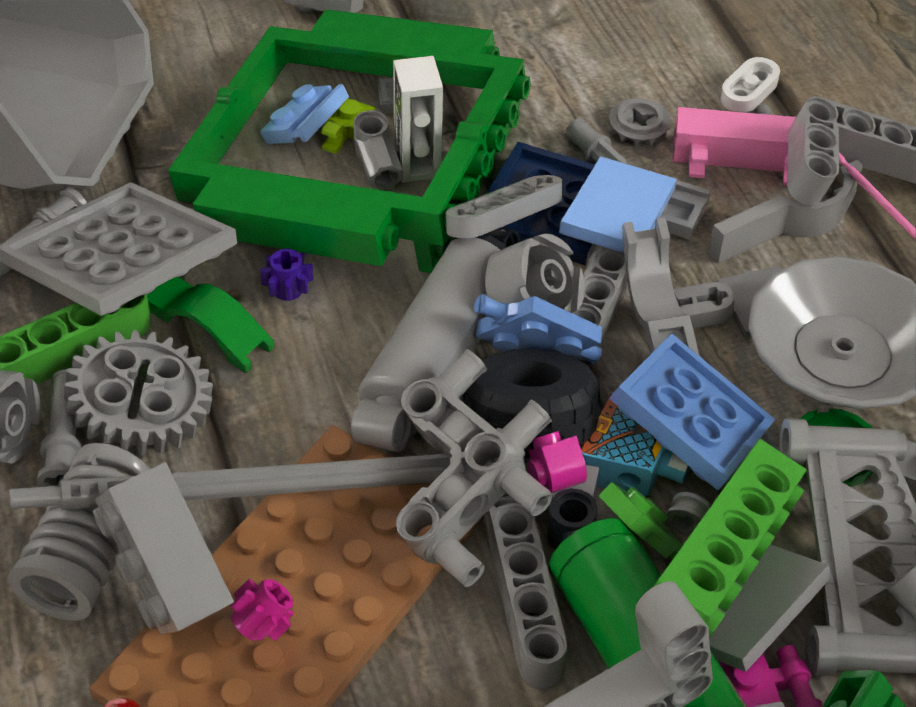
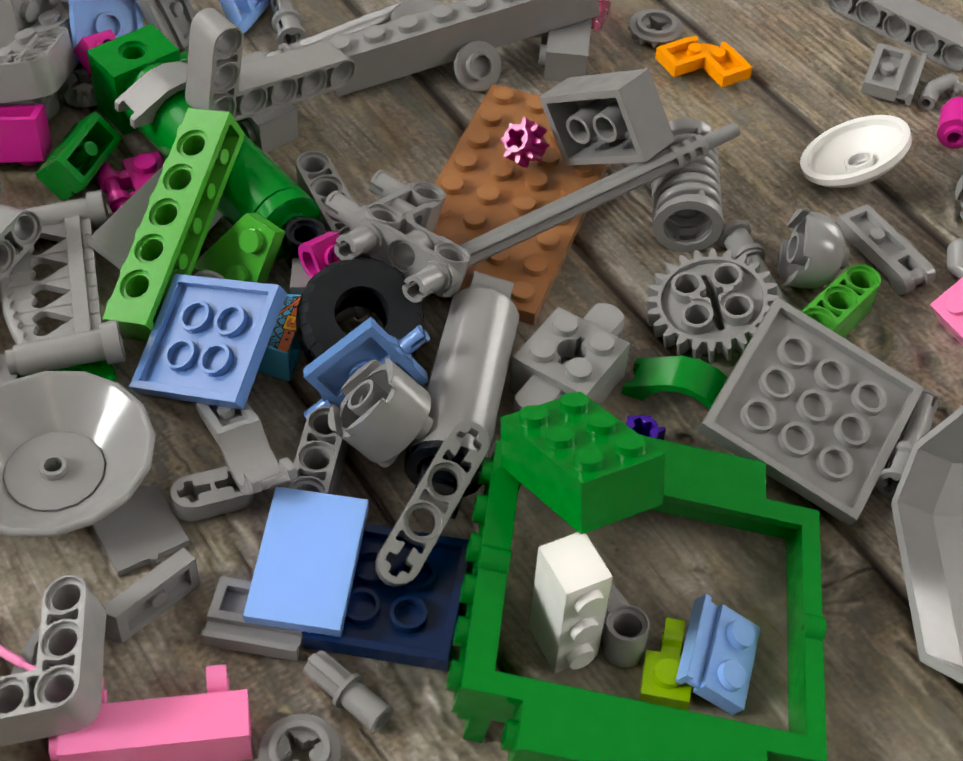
camera: 165 degrees right, 0 degrees up
(321, 349) = (571, 357): none -> light grey brick
(383, 138) = (582, 461): none -> green brick

